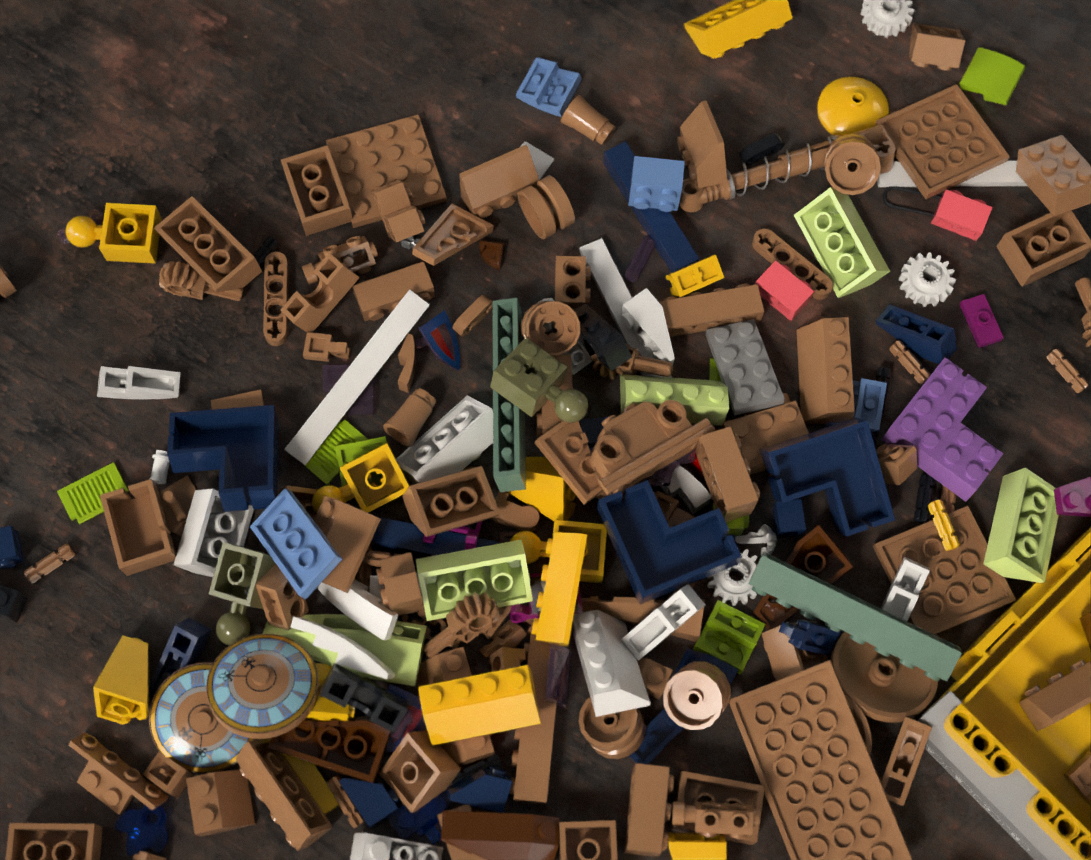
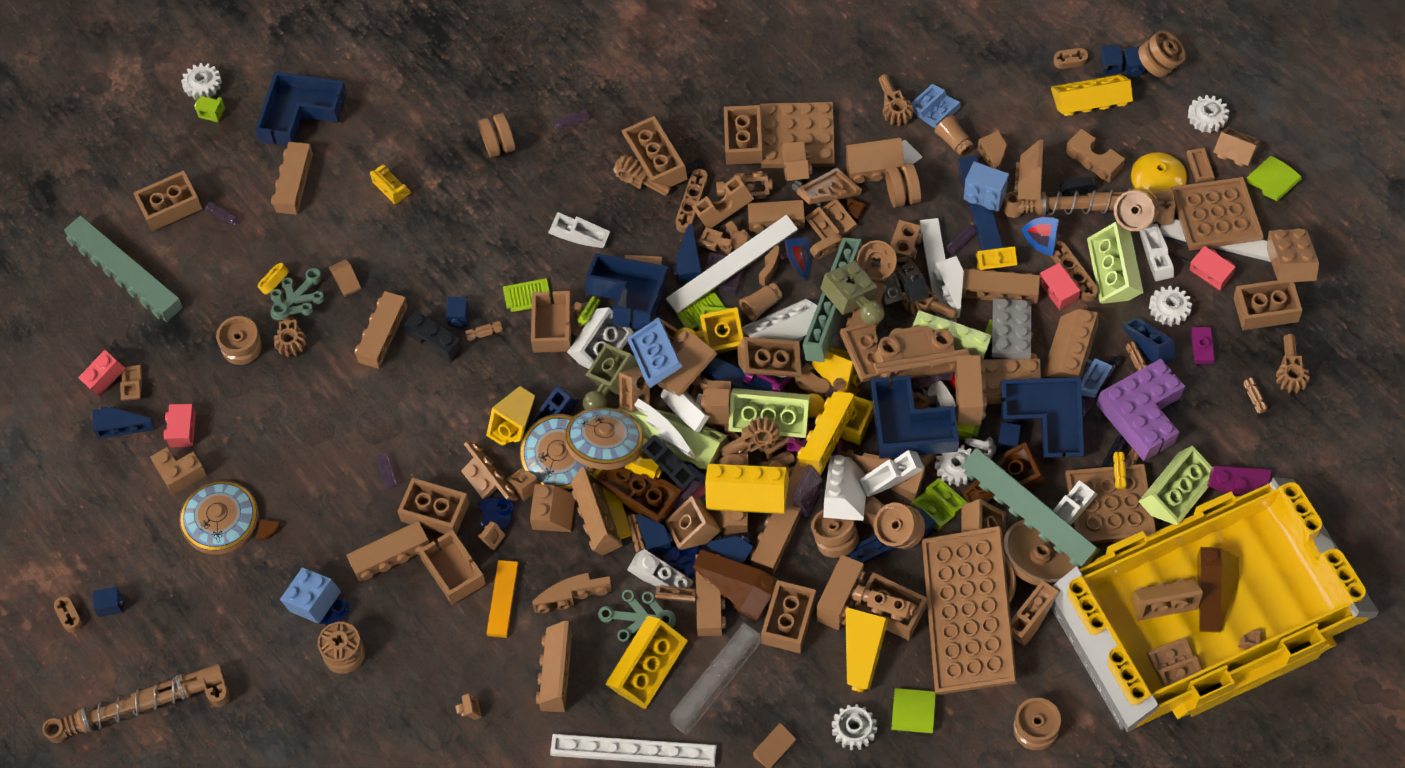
camera: 25 degrees right, 10 degrees down
(125, 232) = (599, 132): yellow brick -> none
(160, 467) = (577, 288): white pin -> none
(185, 496) = (588, 310): none -> lime axle
(296, 386) = (687, 259): none -> dark blue slope
(355, 336) = (738, 238): none -> medium nougat plate
(466, 278) = (831, 220): none -> medium nougat slope
(497, 94) = (896, 107): none -> medium nougat gear
(547, 520) = (838, 384): none -> axle
(642, 129) = (993, 149): none -> medium nougat slope
(740, 226) = (1042, 234): none -> shield
(784, 113) = (1104, 165): none -> medium nougat arch
(810, 636) = (994, 512): dark blue hinge -> none
(889, 215) = (1157, 253): none -> white slope
(897, 462) = (1099, 419): medium nougat slope -> none
(898, 82) = (1200, 165): none -> medium nougat tile

